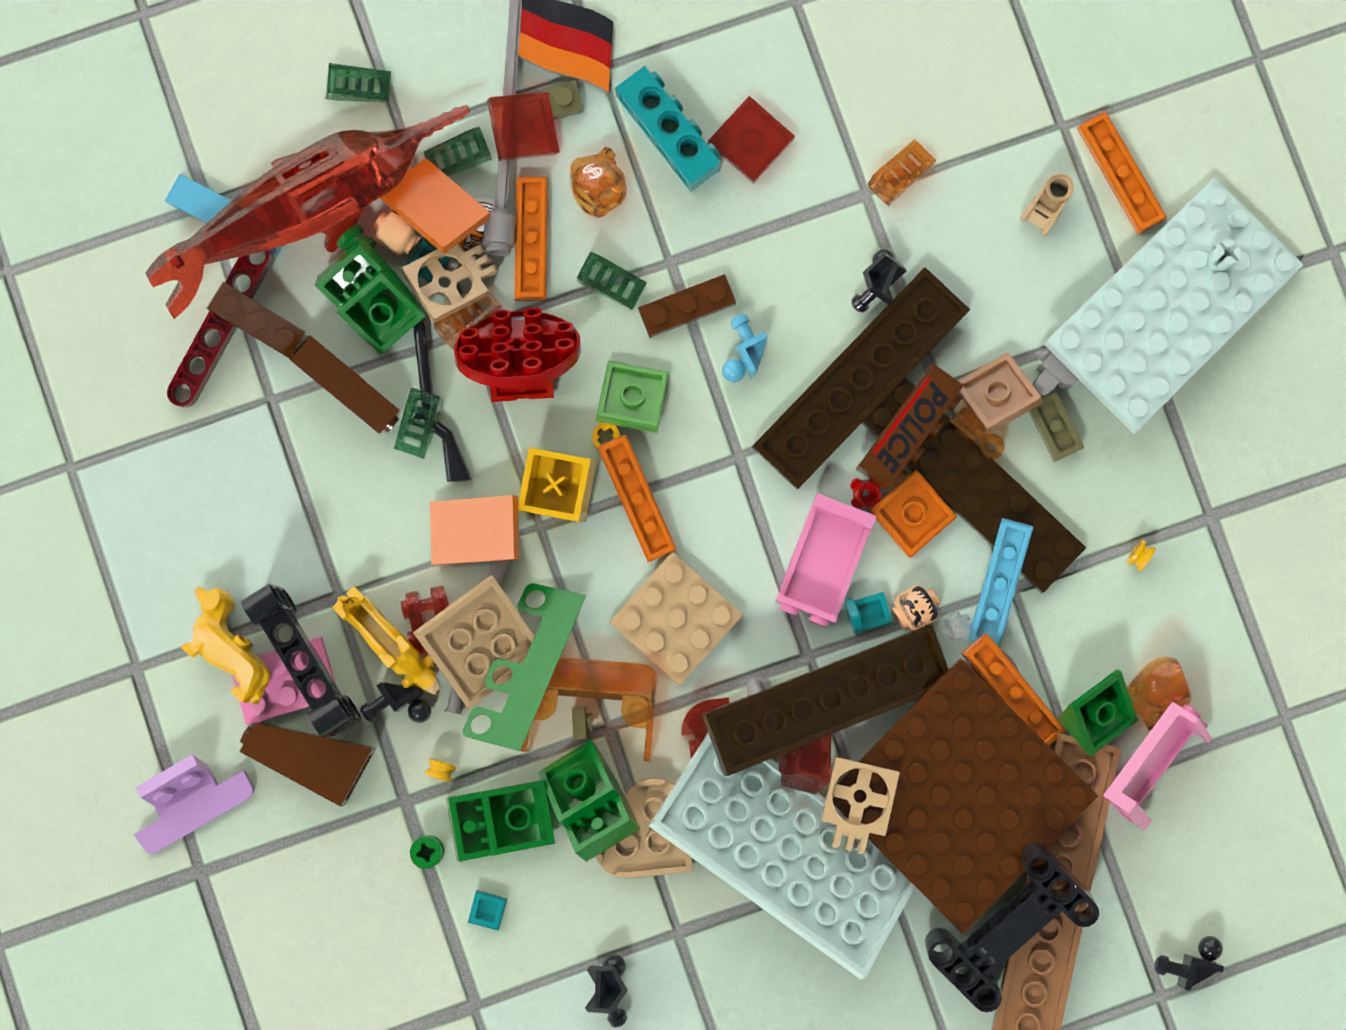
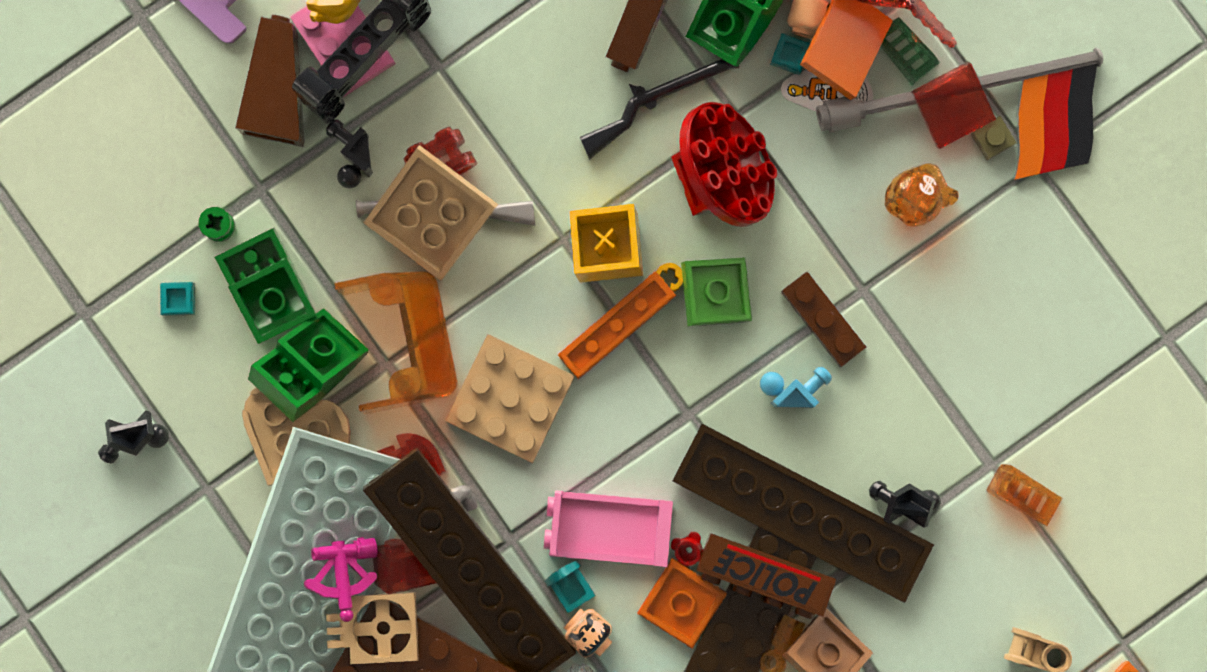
camera: 70 degrees right, 0 degrees up
(387, 641) = (406, 125): yellow animal -> none
(407, 420) = (638, 79): clear green slope -> none
(440, 770) = (298, 213): yellow bush -> none
(449, 336) = (753, 97): clear orange slope -> none
(470, 268) = (796, 97): tan piece -> none
(474, 530) = (538, 176): tile -> none
(531, 238) = (844, 147): orange tile -> none
(533, 676) = (408, 273): piece -> none
(581, 722) = (381, 336): olive plate -> none
(606, 265) = (832, 210): clear green slope -> none
(691, 170) = (1020, 204): teal brick -> none
(751, 139) = (1010, 334): clear red tile -> none
(782, 816) = (340, 555): none -> dark pink piece

